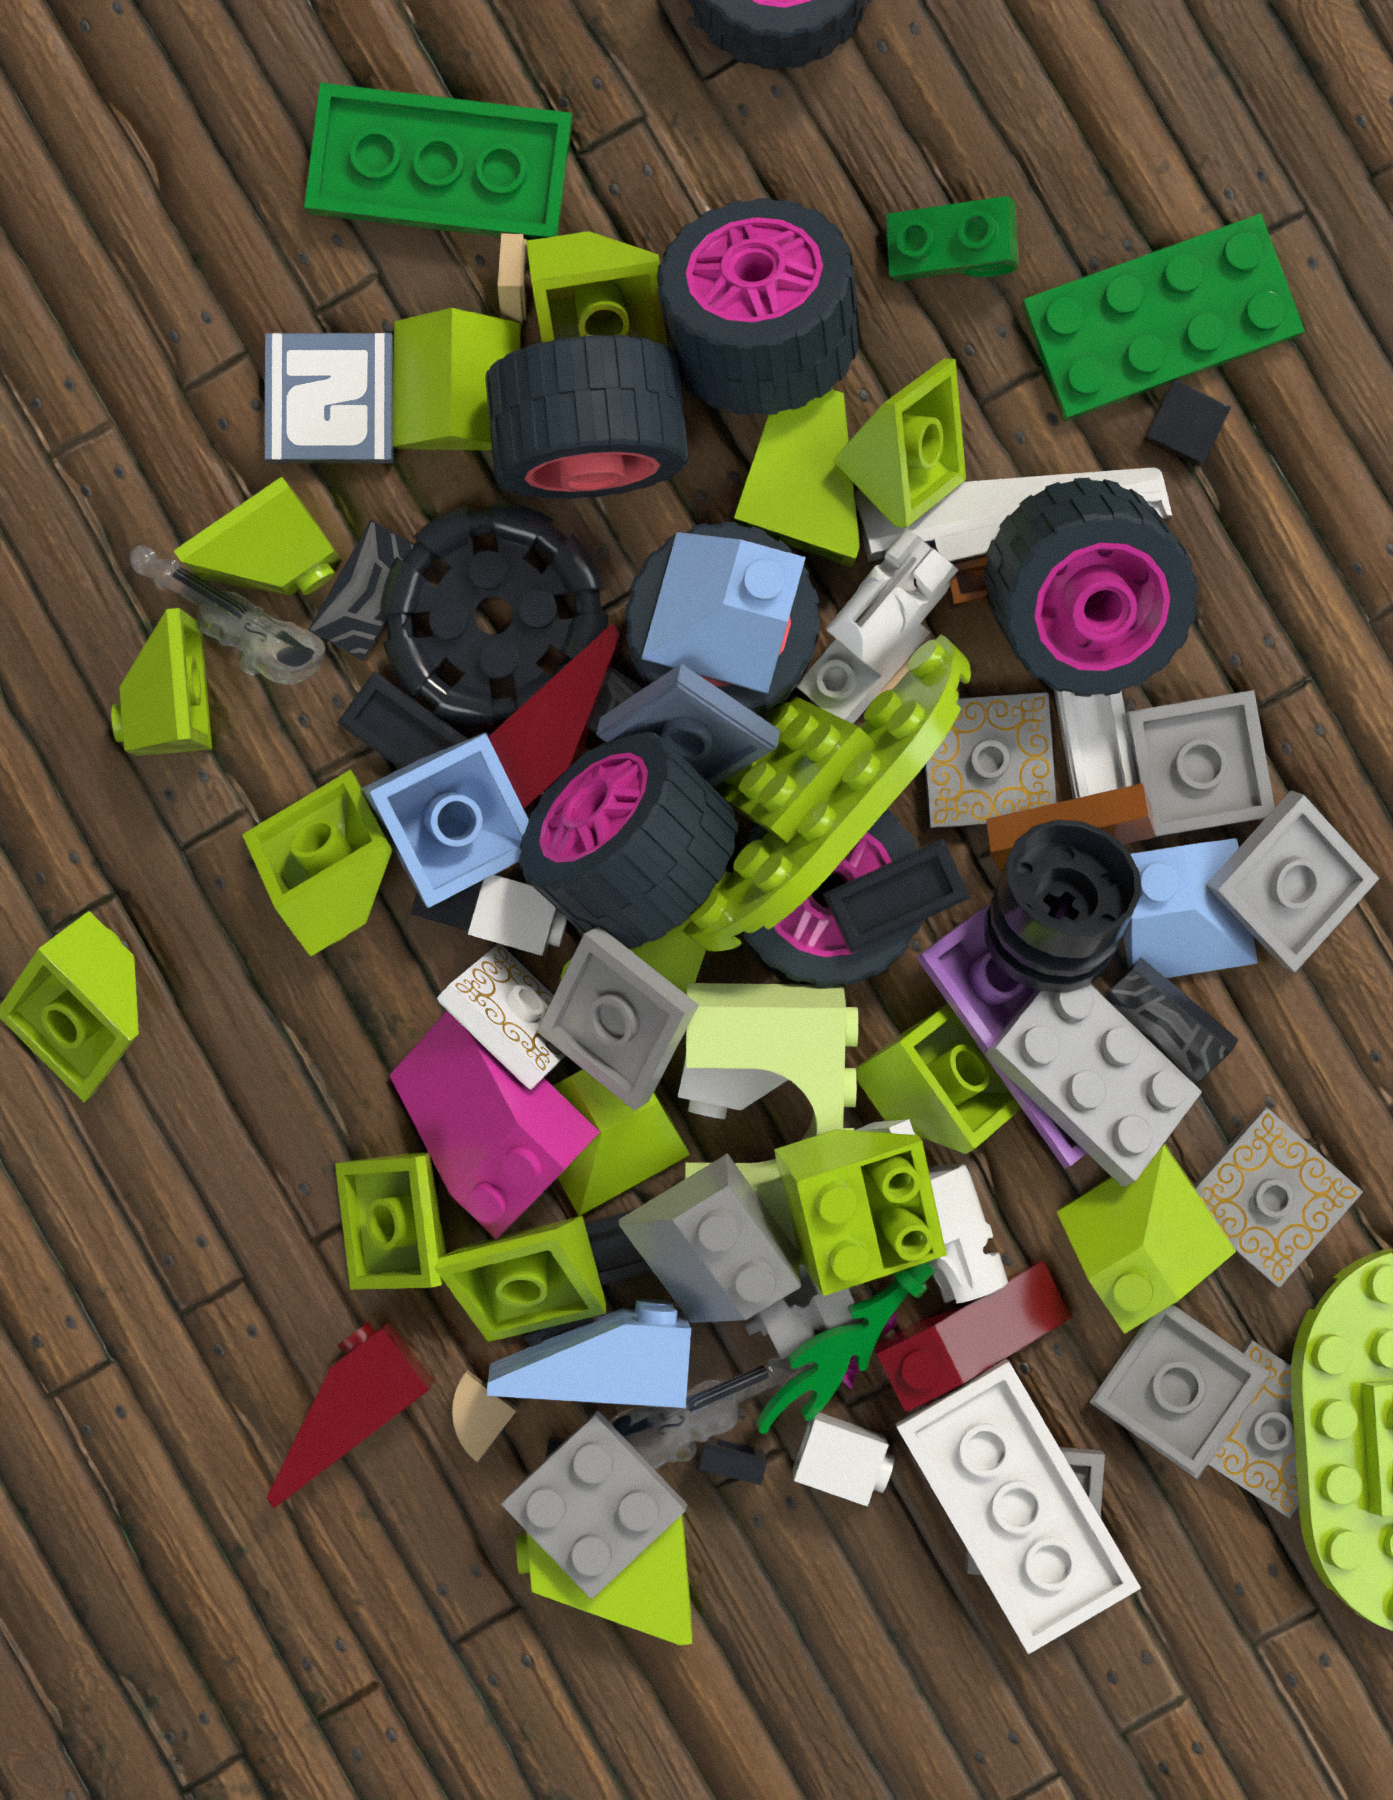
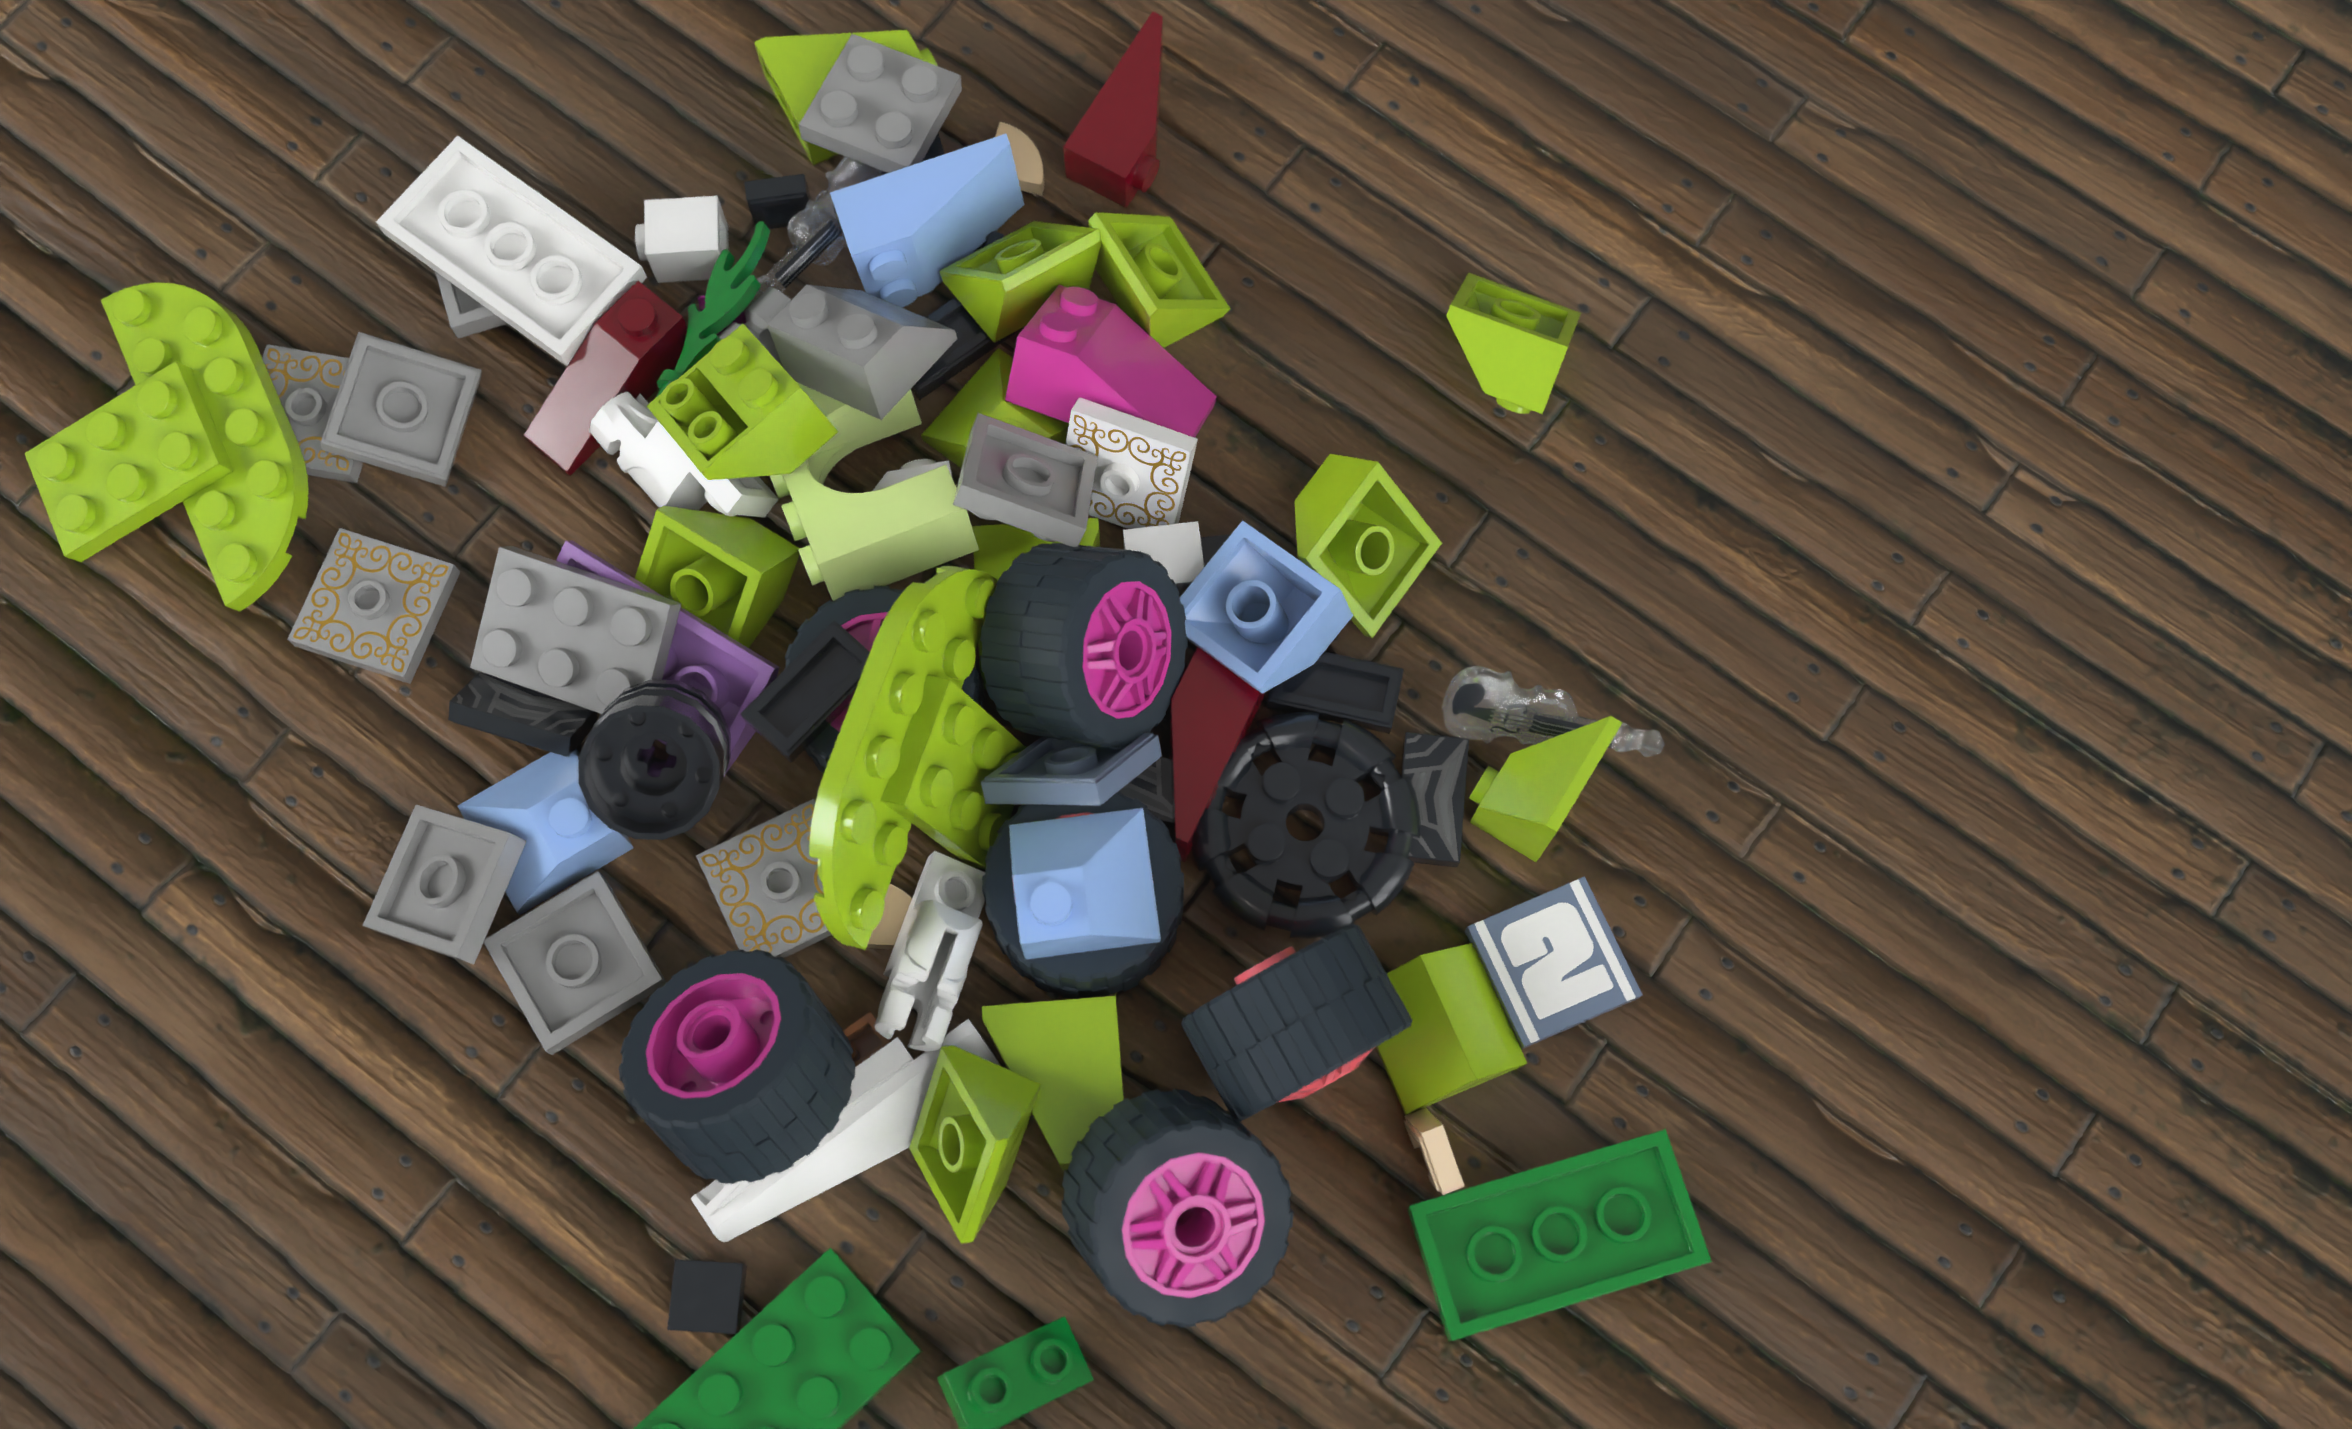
camera: 155 degrees right, 15 degrees down
(165, 692) = (1563, 619): lime slope -> none
(595, 288) = (1345, 1153): lime slope -> none
(1095, 742) = (674, 927): white tile -> none
(1121, 812) = (651, 862): dark orange piece -> none
(1145, 1240) = (470, 502): lime slope -> none

